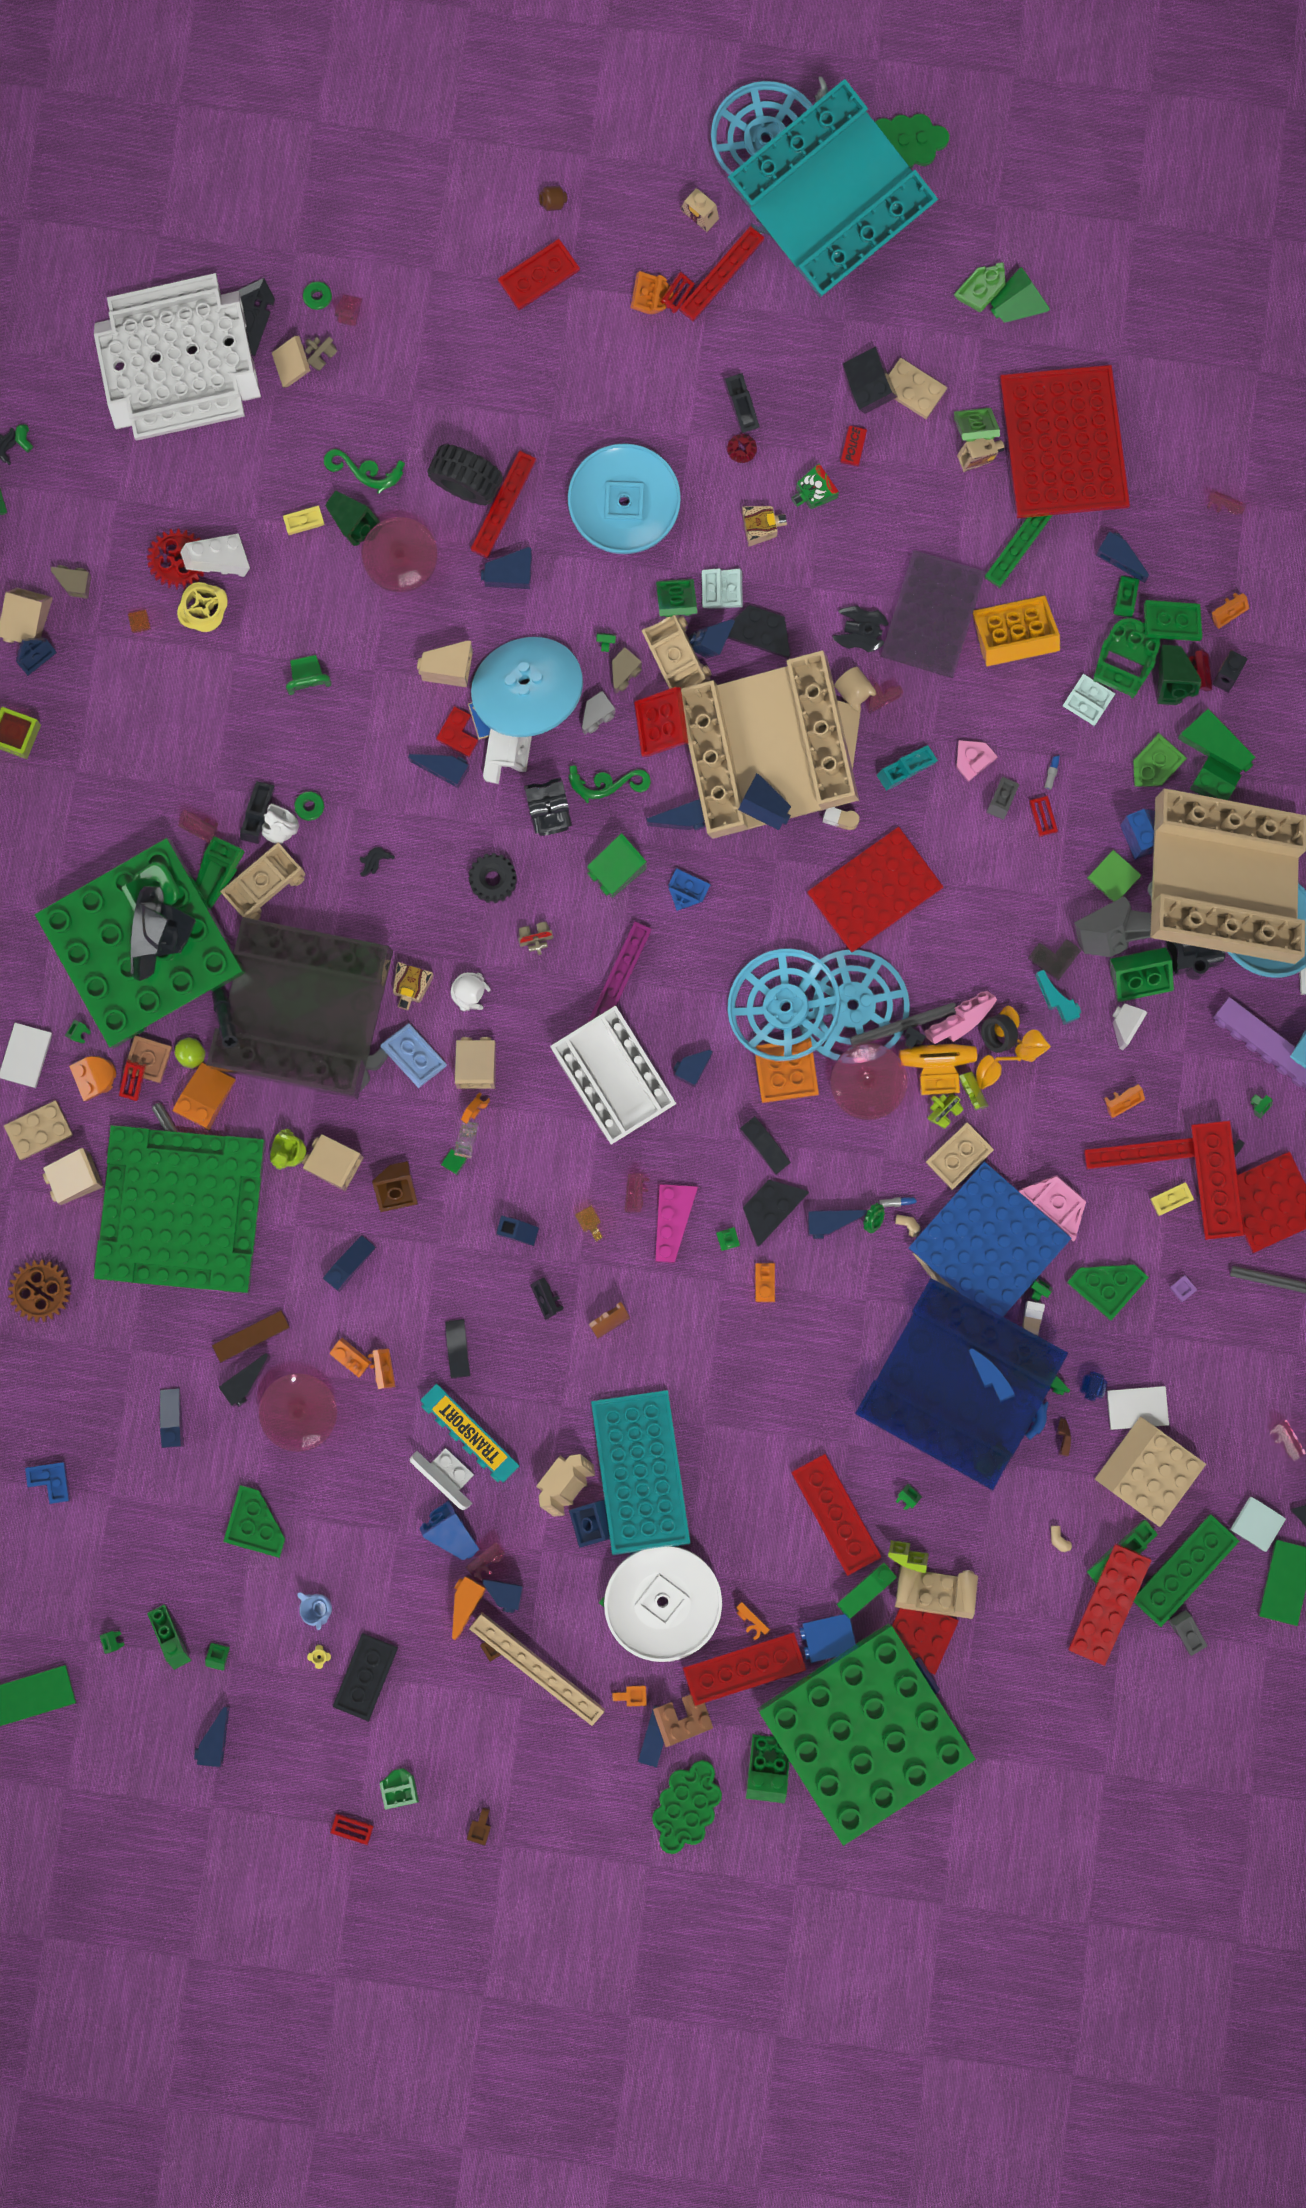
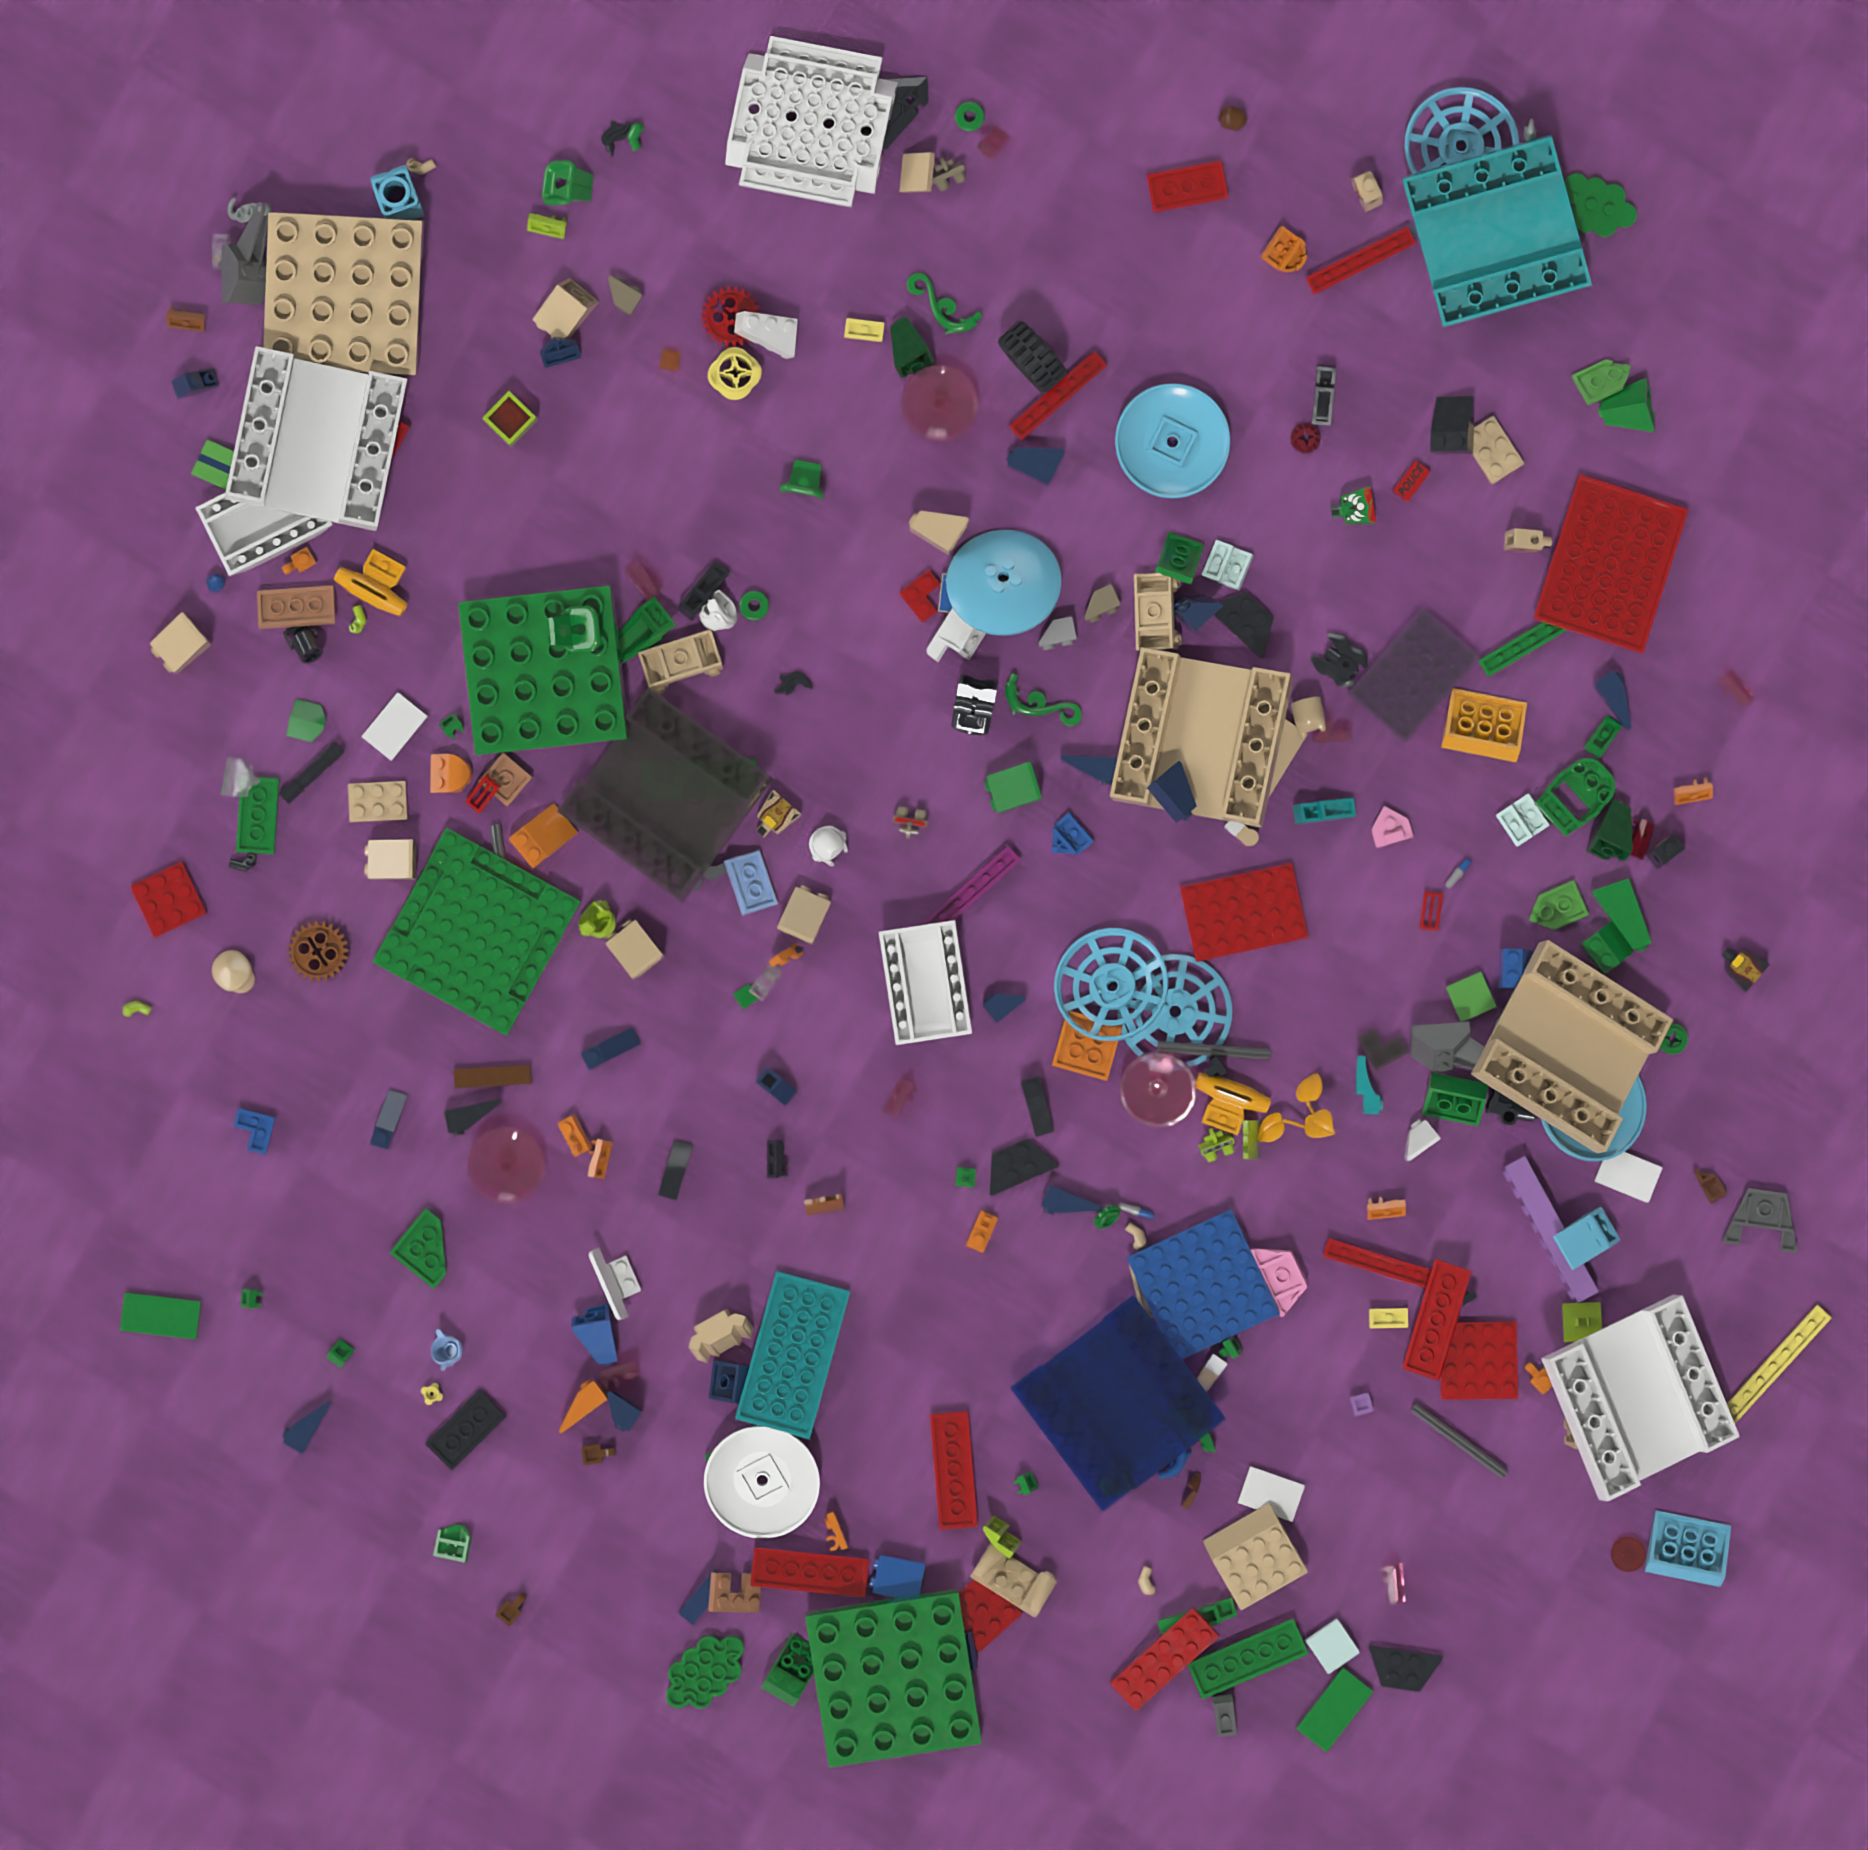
camera: 25 degrees right, 5 degrees up
(156, 931) = (564, 671): black piece -> none
(169, 1637) = (304, 1317): green slope -> none
(189, 1052) = (546, 789): lime hair -> none
(224, 1017) = (591, 775): black piece -> none
(368, 1834) = (401, 1554): red tile -> none
(395, 1187) = (681, 997): reddish brown slope -> none
(444, 767) = (895, 624): dark blue slope -> none
(466, 1430) = (653, 1251): brick -> none
(488, 864) = (909, 748): black tyre -> none
(537, 1669) = (623, 1490): tan plate -> none
(588, 1221) = (845, 1104): clear yellow plate -> none
(606, 639) = (1098, 567): green tile -> none
(633, 1696) = (699, 1553): orange plate -> none
(661, 722) = (1113, 670): red plate -> none
(669, 303) = (1297, 269): red tile -> none
(673, 1214) = (924, 1134): dark pink wing -> none
(761, 523) = (1291, 519): torso -> none
(866, 1590) = (950, 1550): green slope -> none
(959, 1156) = (1211, 1193): tan plate -> none
(967, 1016) = (1274, 1069): bright pink slope -> none
(977, 424) = (1534, 513): bright green plate -> none
(991, 1376) = (1148, 1407): blue slope -> none
(1002, 798) = (1400, 878): dark grey plate -> none
(1009, 1029) = (1288, 1097): black tyre -> none
(1093, 1386) = (1239, 1457): clear blue head -> none
(1108, 1286) = (1293, 1372): green plate -> none
(1173, 620) = (1634, 780): green plate -> none
(1261, 1105) = (1509, 1269): green tile -> none

